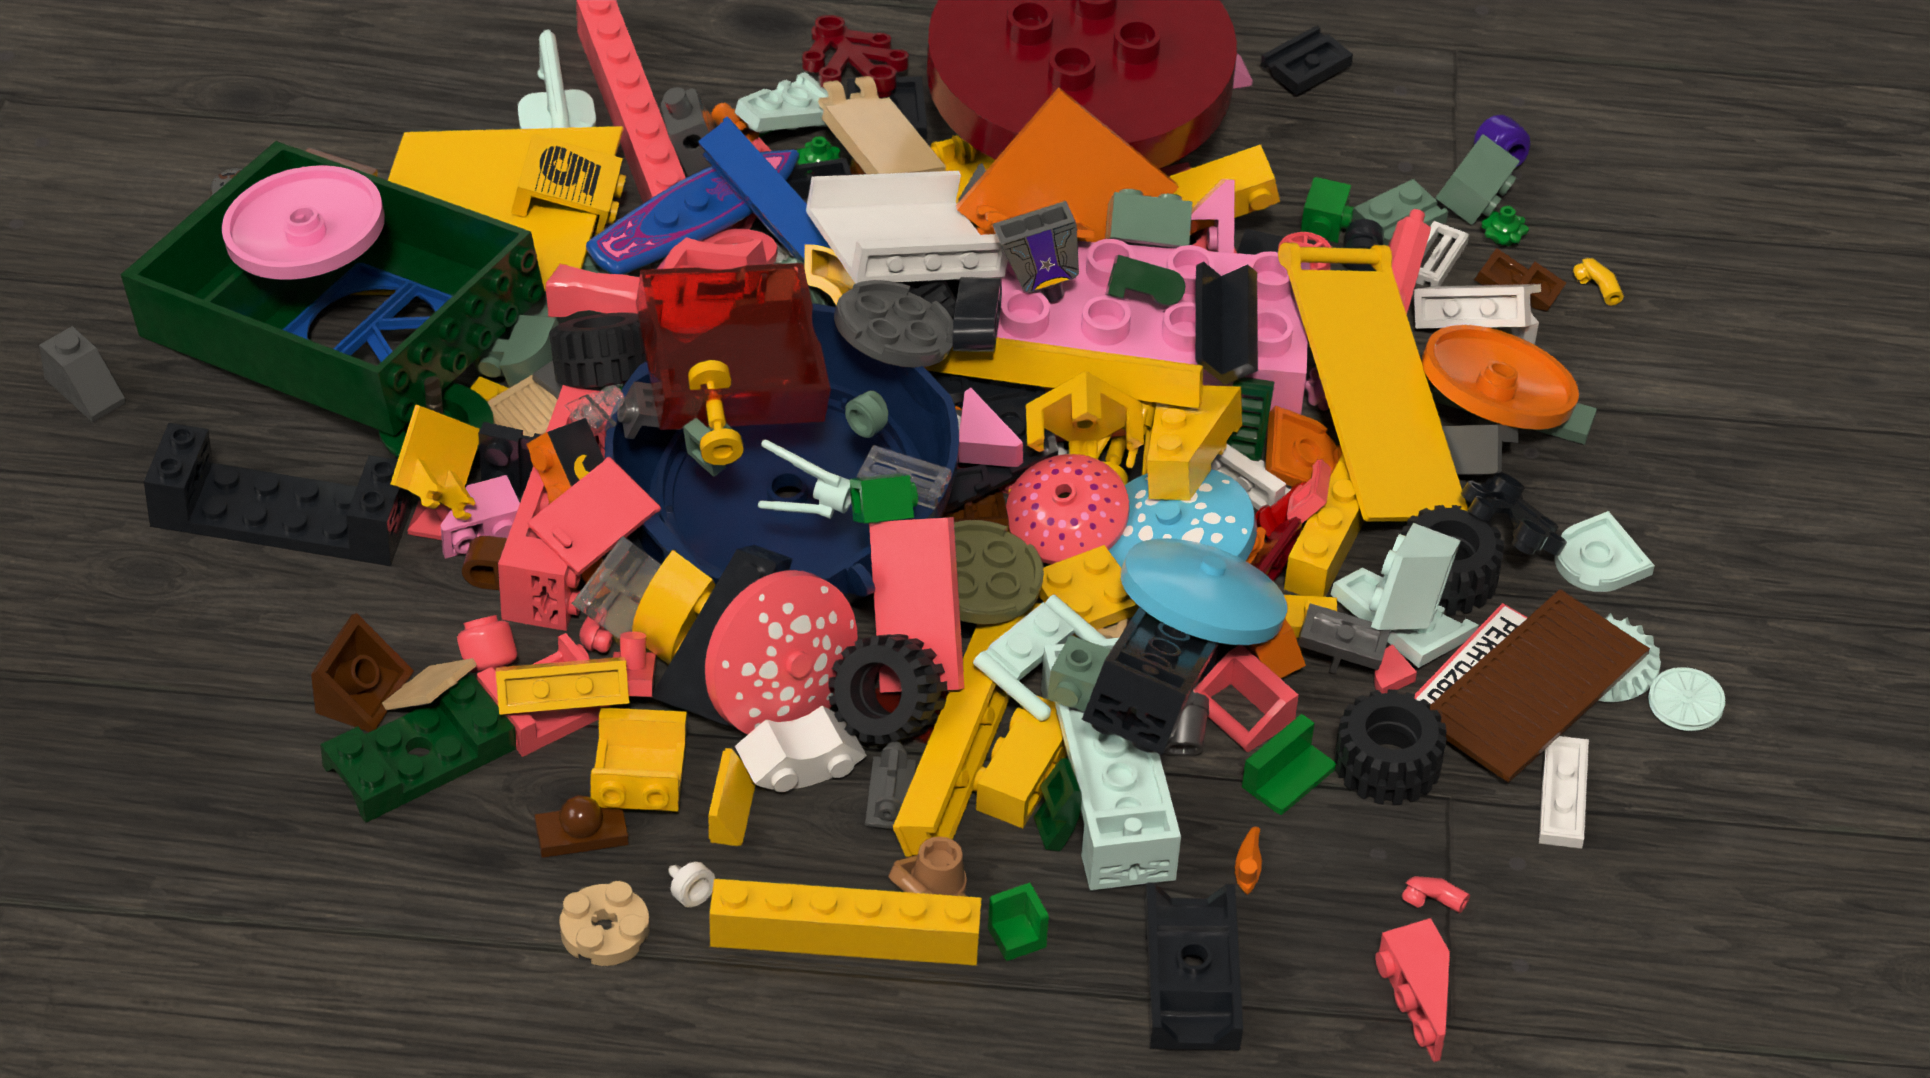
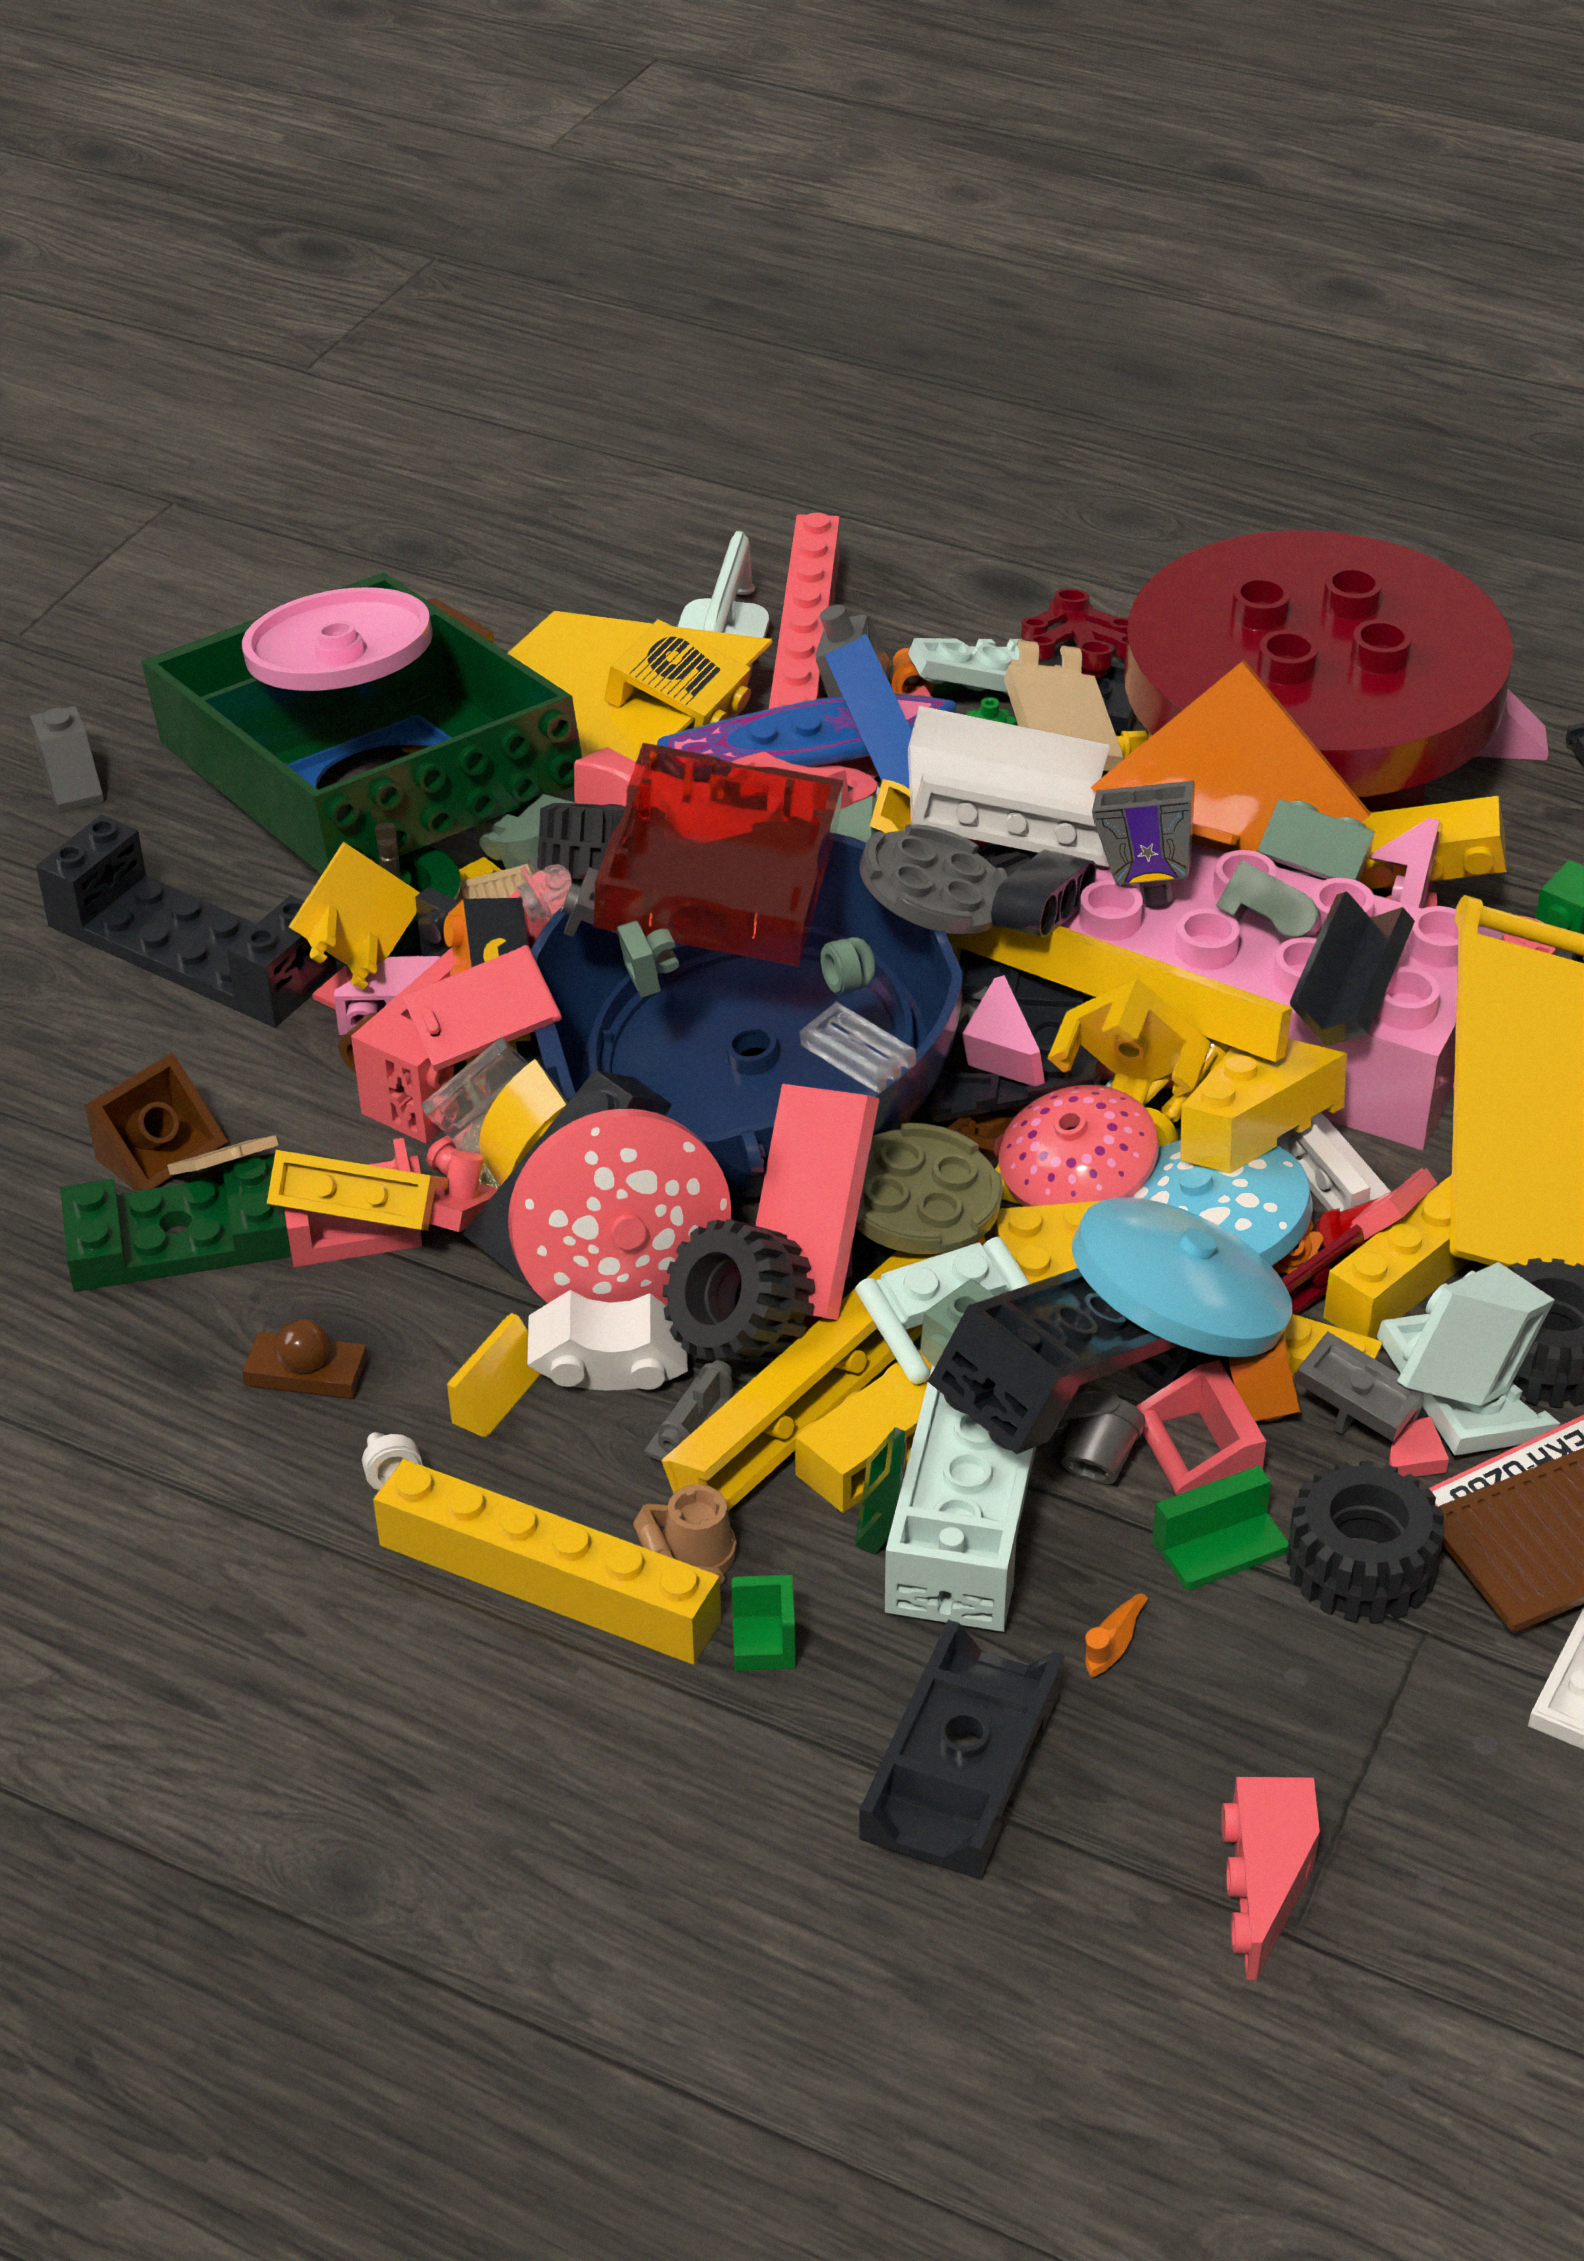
camera: 25 degrees right, 5 degrees down
(488, 643) = (313, 1127): coral head -> none
(602, 902) = (258, 1455): tan plate -> none
(639, 759) = (412, 1303): yellow panel -> none
(722, 444) = (642, 951): yellow wheel -> none
(830, 489) = (758, 1039): light aqua plant -> none
(883, 498) = (811, 1059): green brick -> none
(1251, 440) = (1348, 1131): dark green slope -> none
(1296, 445) = (1404, 1144): orange tile -> none
(1437, 889) = (1351, 1743): coral arm -> none

